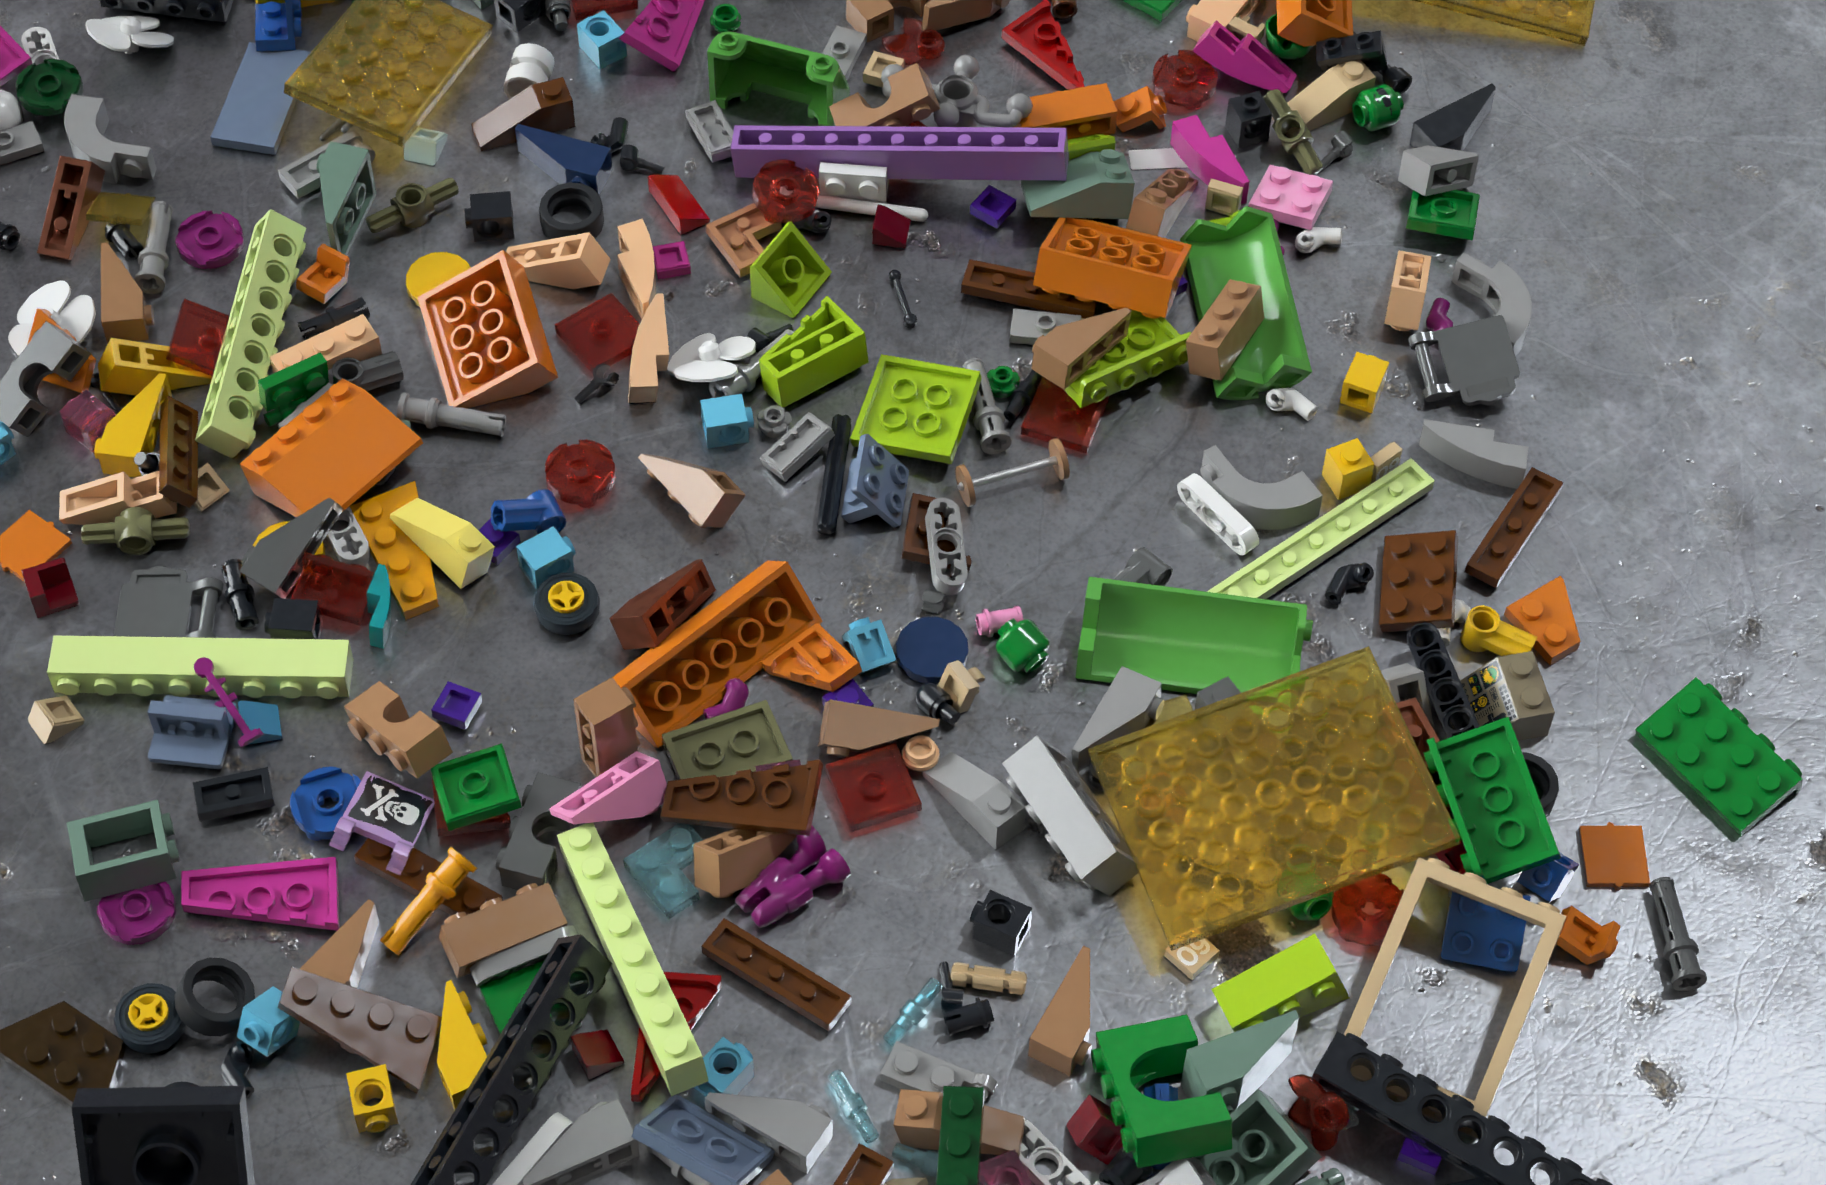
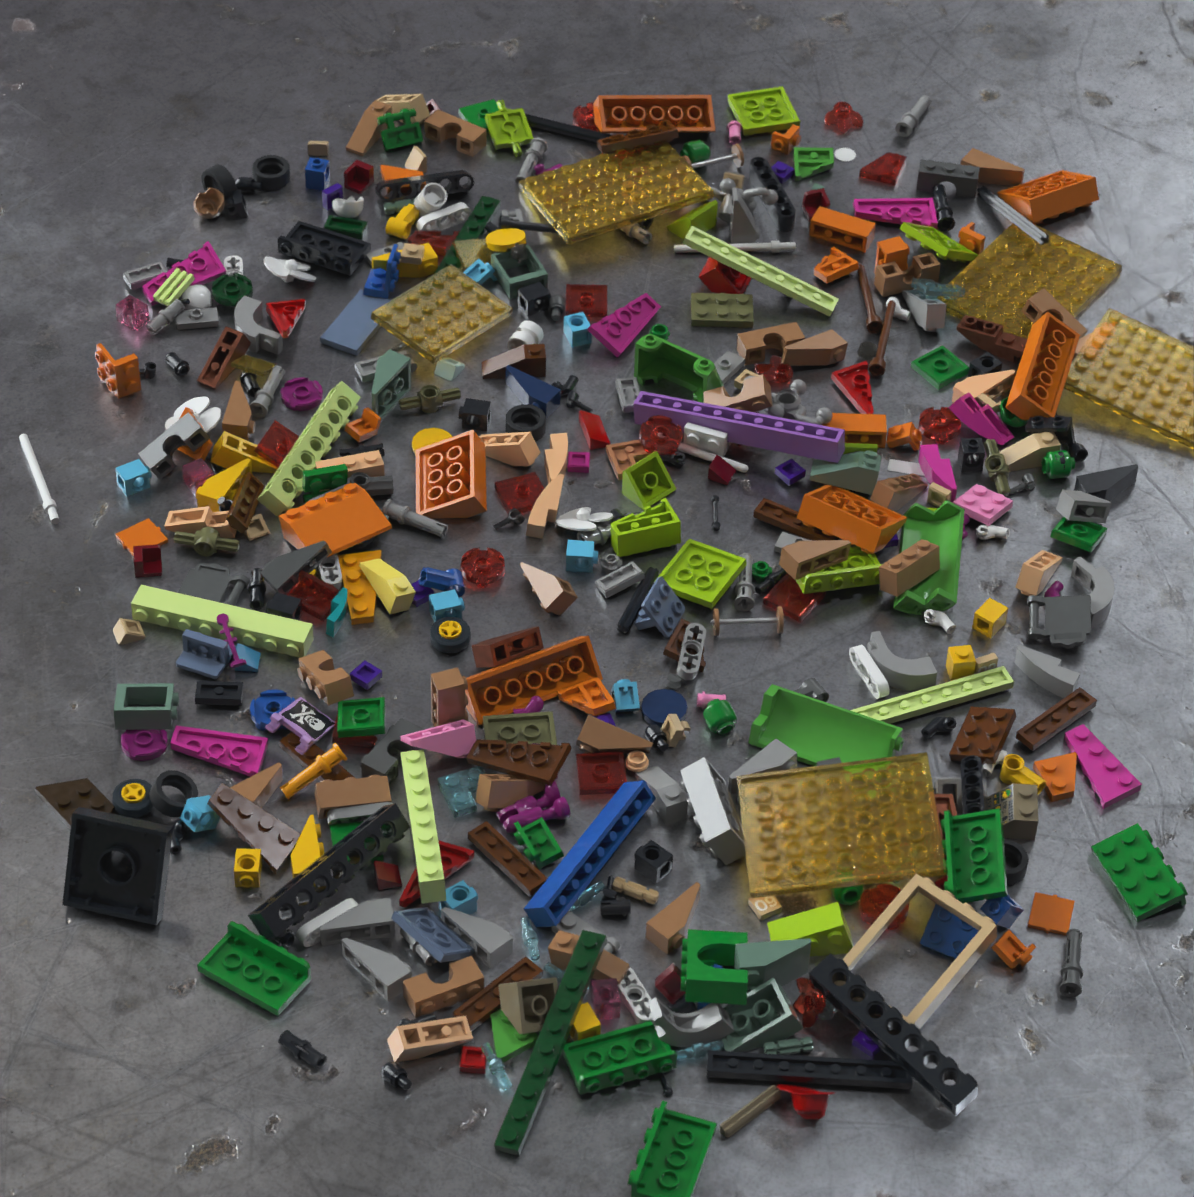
camera: 15 degrees right, 10 degrees down
(145, 112) = (286, 314): none -> red wing
(817, 934) = (539, 843): none -> green bracket
(902, 938) = (589, 854): none -> blue brick
(1611, 596) = (1106, 773): none -> dark pink wing

